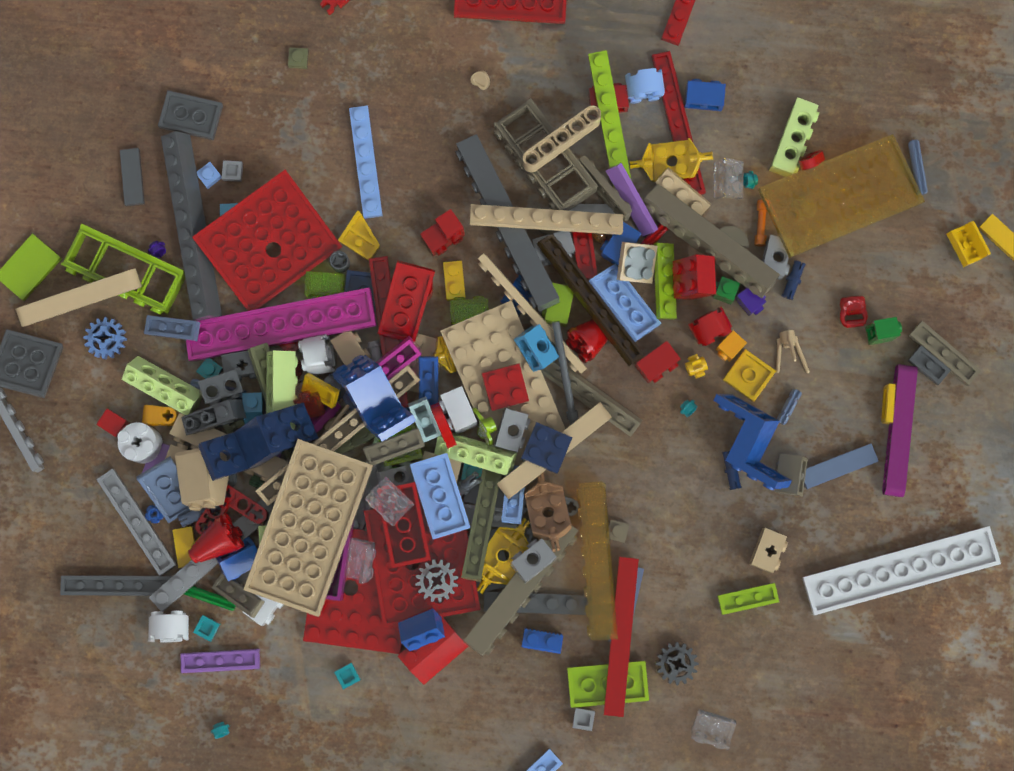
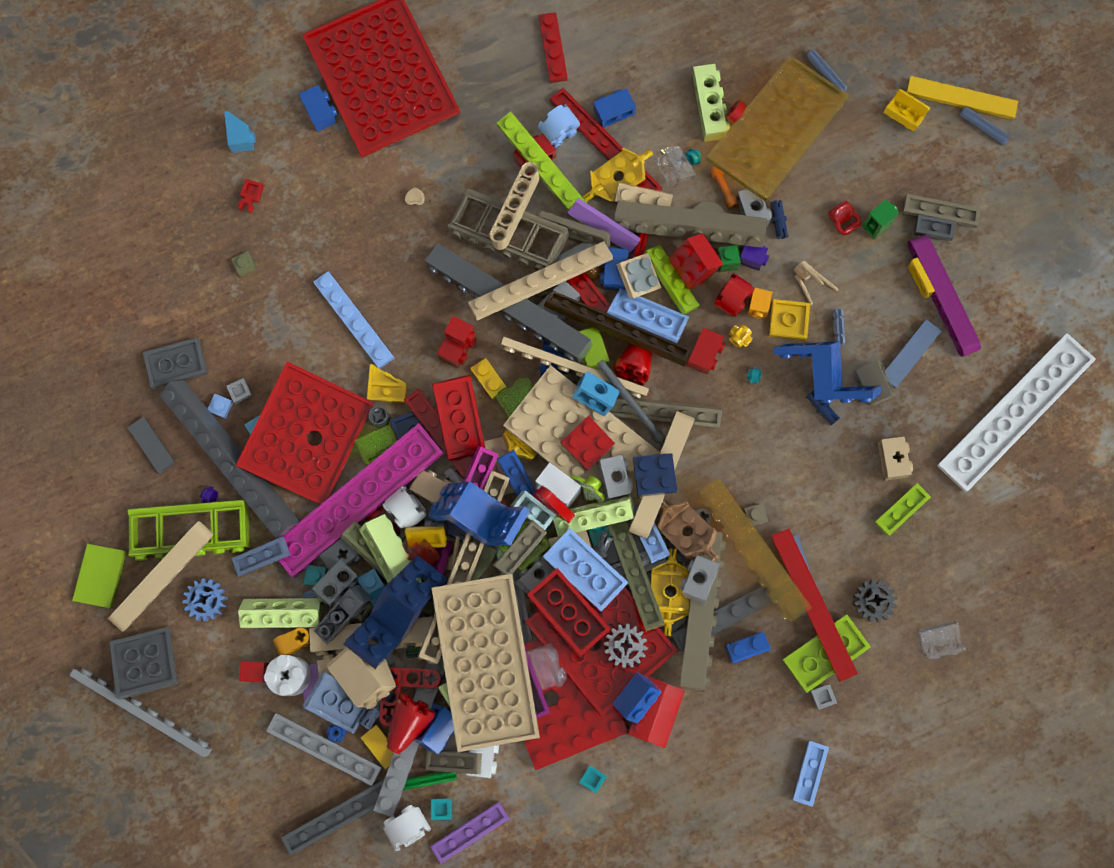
camera: 25 degrees left, 5 degrees down
(389, 501) = (544, 597): clear bracket -> none

